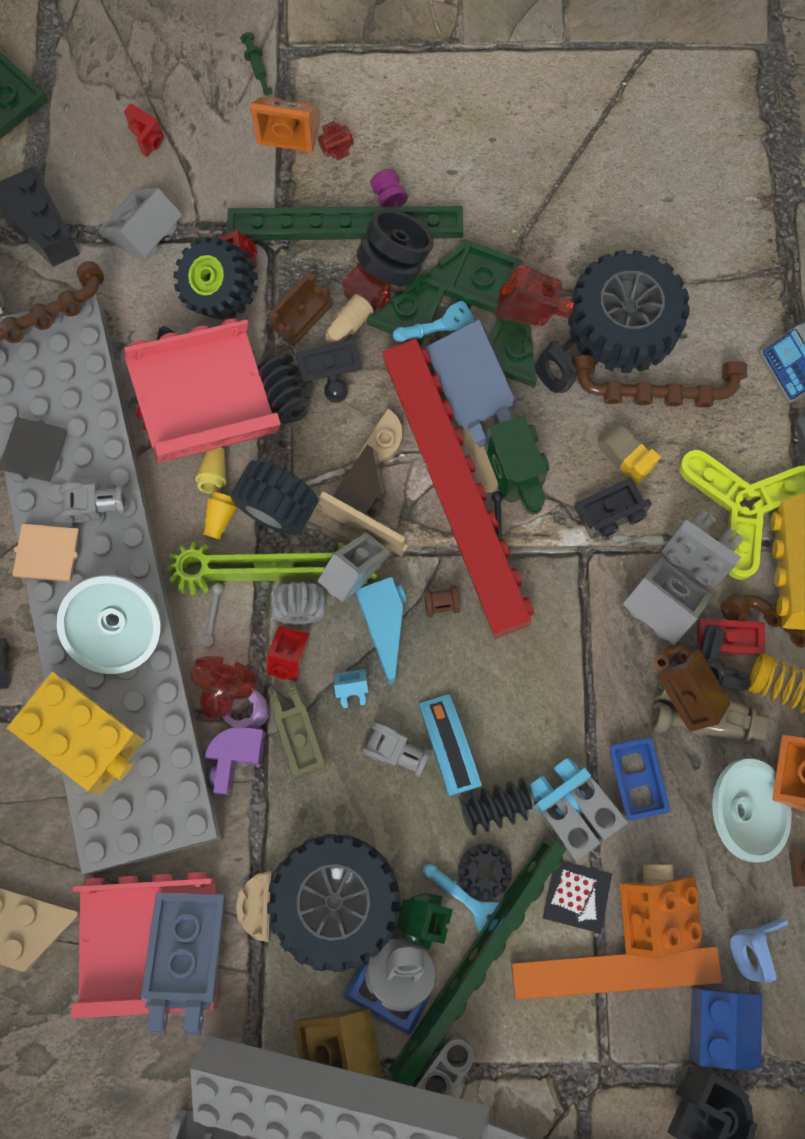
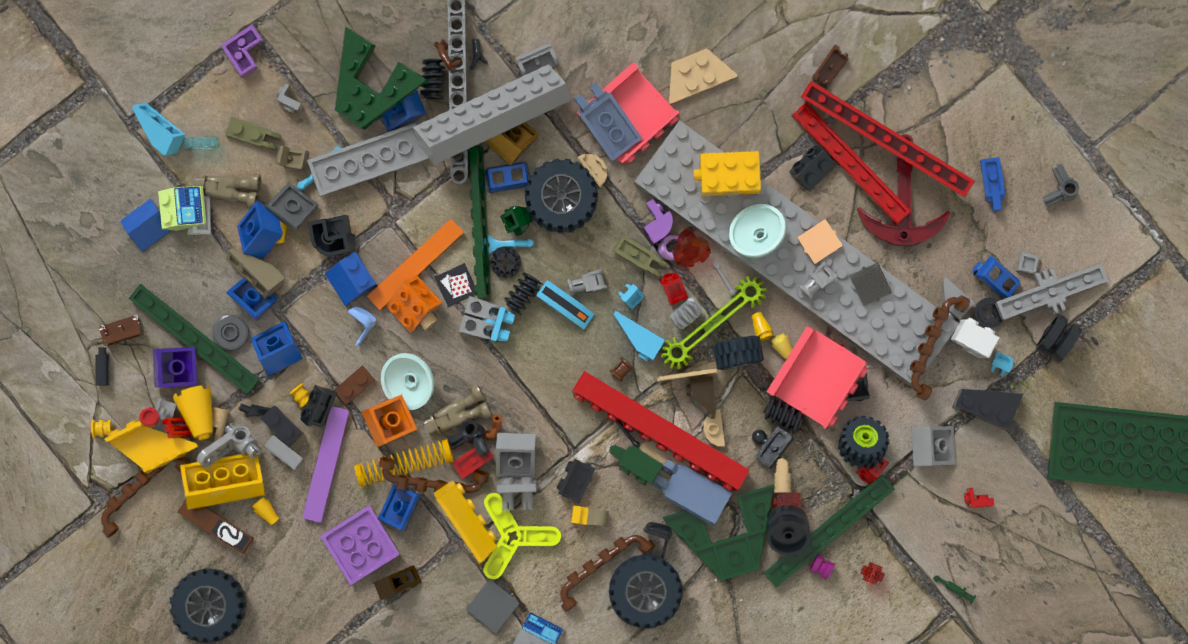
camera: 140 degrees right, 10 degrees up
(285, 123) = (906, 563): orange slope -> none
(300, 309) = (810, 463): reddish brown hinge -> none
(353, 566) = (673, 348): light grey slope -> none
(400, 975) = (508, 189): light grey tile -> none
(446, 323) = (732, 514): medium azure piece -> none
(531, 298) = (702, 553): clear red torso -> none
(649, 777) = (463, 363): blue piece -> none
(695, 692) = (471, 414): reddish brown panel -> none

